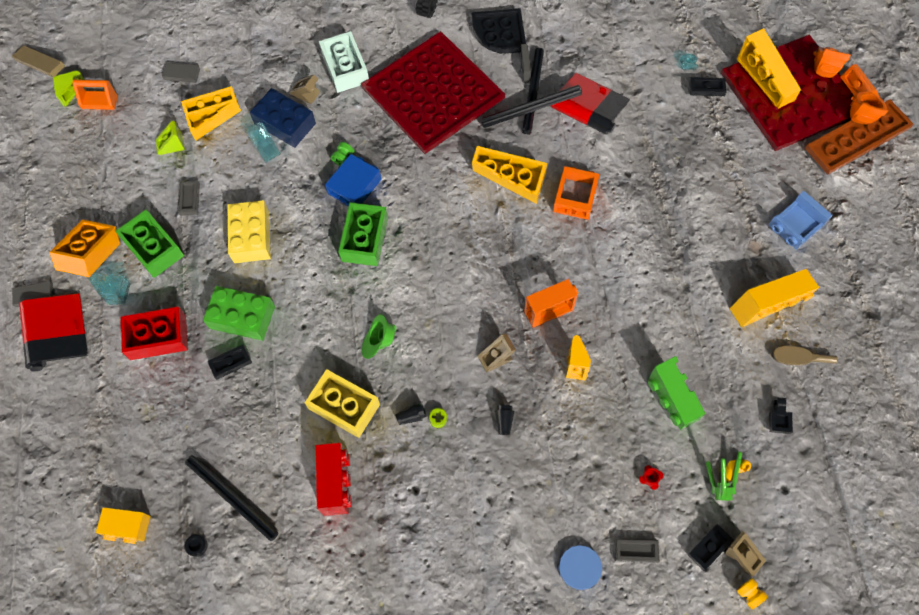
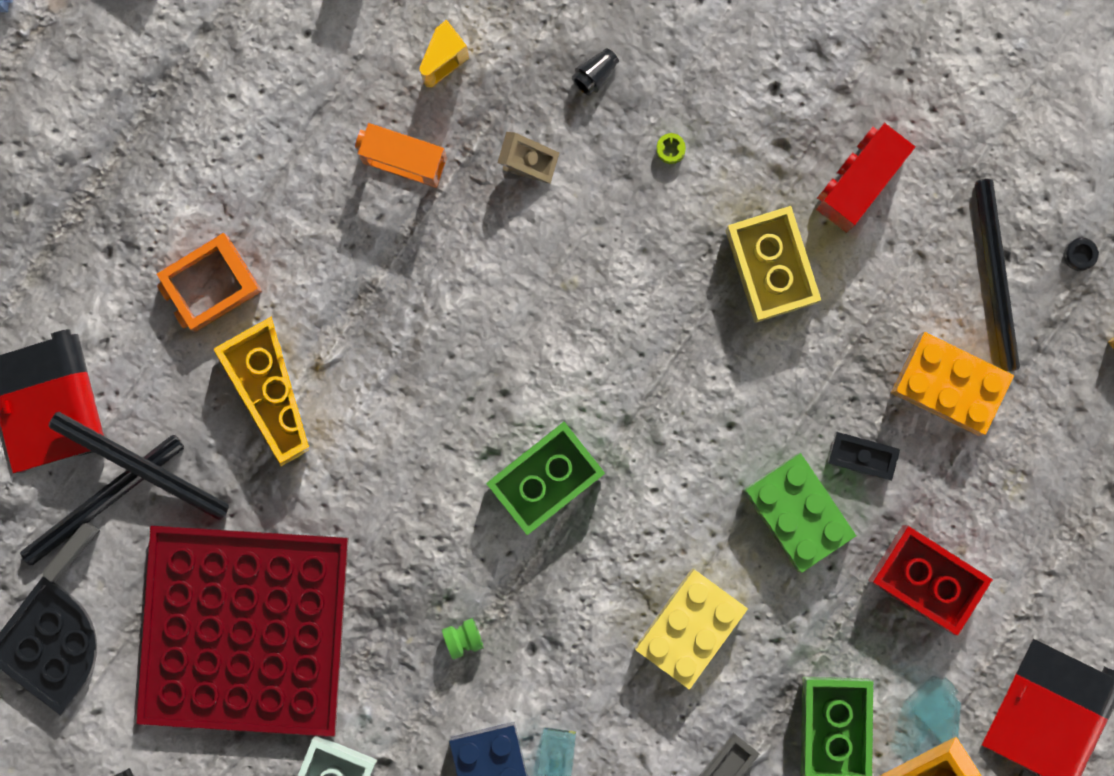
camera: 140 degrees left, 20 degrees up
(211, 425) = (952, 384): none -> light orange brick
(353, 181) = (484, 579): blue brick -> none
(378, 337) = (655, 316): bright green piece -> none
(411, 414) = (699, 180): black cone -> none

